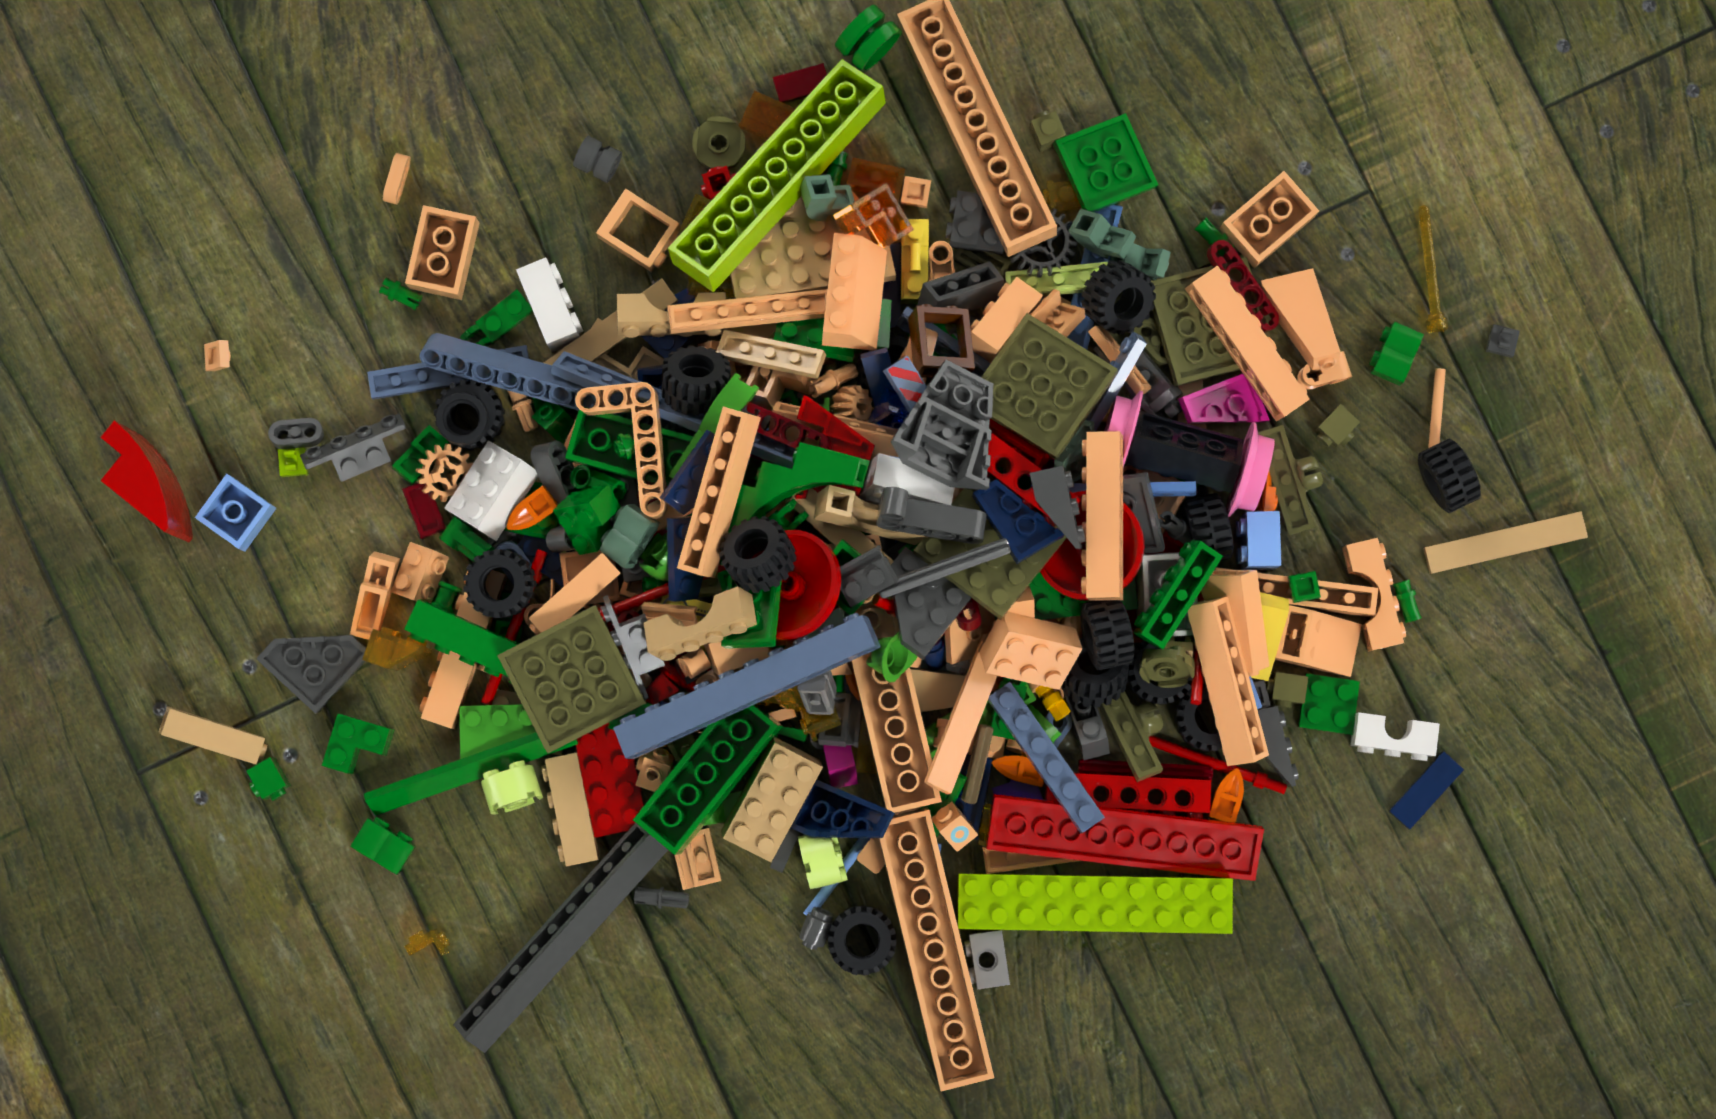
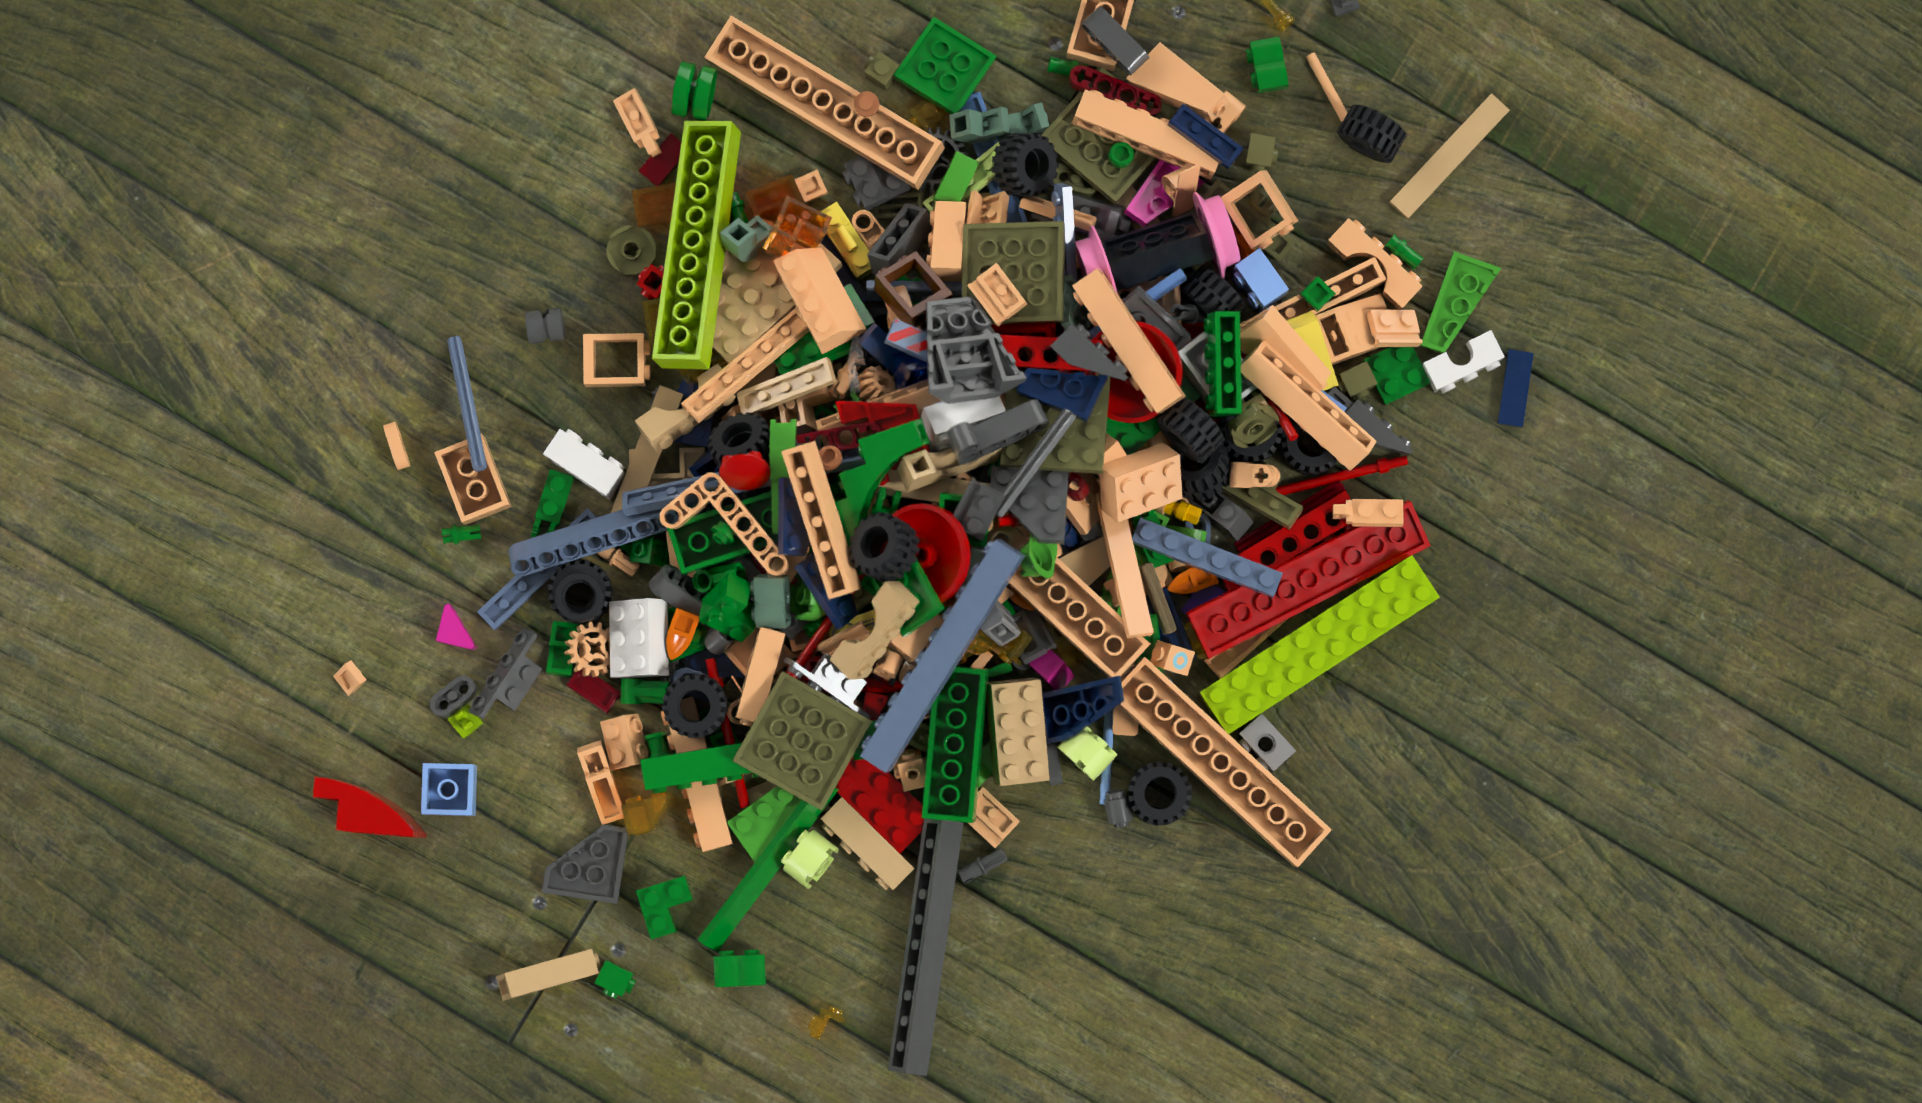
camera: 30 degrees left, 0 degrees up
(336, 374) = (453, 631): none -> dark pink slope
(481, 182) = (467, 404): none -> sand blue axle
(681, 403) = (744, 471): none -> red dish
(765, 442) = (830, 457): none -> nougat plate
(801, 34) = (638, 121): none -> light nougat hinge
(848, 369) = (855, 359): none -> clear slope
(1012, 148) = (866, 104): none -> nougat plate
(1014, 395) = (997, 294): none -> light nougat plate
(1048, 269) = (956, 178): none -> bright green slope
(1135, 709) = (1250, 475): none -> light nougat piece
(1210, 345) = (1120, 155): none -> green tile
(1221, 815) = (1370, 512): none -> light nougat hinge
(1228, 798) = (1365, 486): orange plate -> none
(1243, 410) = (1180, 188): none -> light nougat piece
(1273, 239) = (1115, 40): none -> dark grey beam
(1297, 379) = (1205, 136): none -> dark blue tile
(1302, 449) = (1245, 188): none -> light nougat window
(1353, 663) = (1394, 328): none -> light nougat plate
(1428, 674) = (1458, 296): none -> bright green wing

